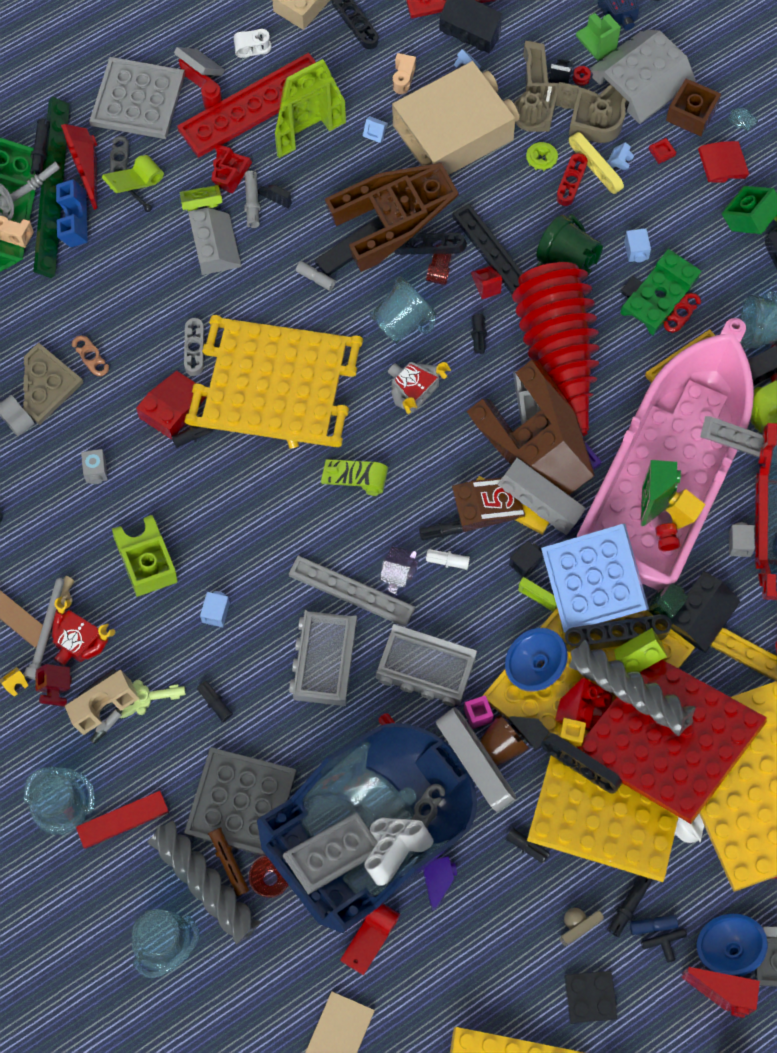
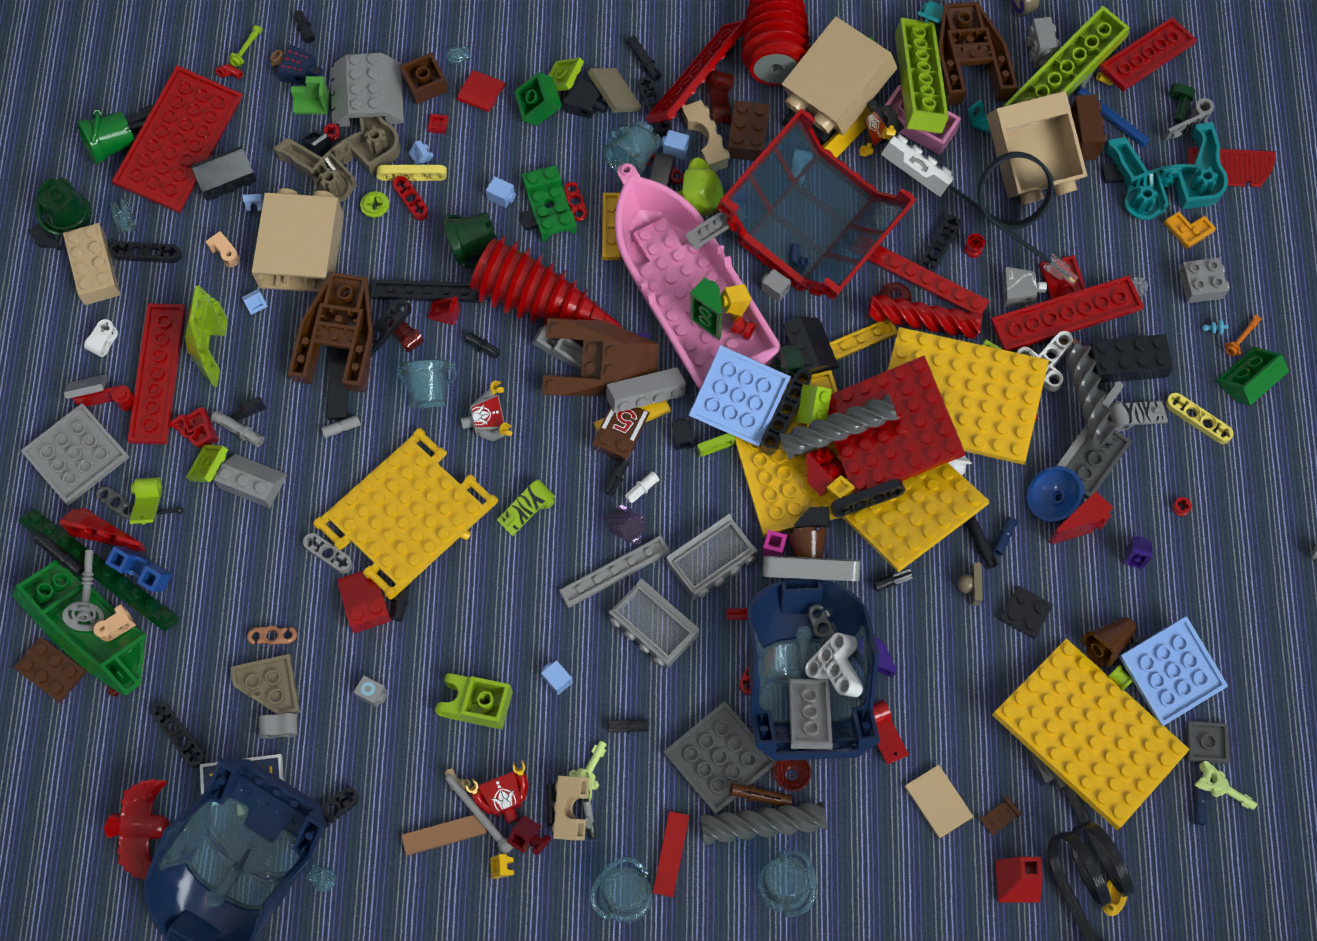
camera: 55 degrees left, 0 degrees up
(529, 653) = (756, 477): blue dish -> none
(664, 940) = (1020, 537): black piece -> none

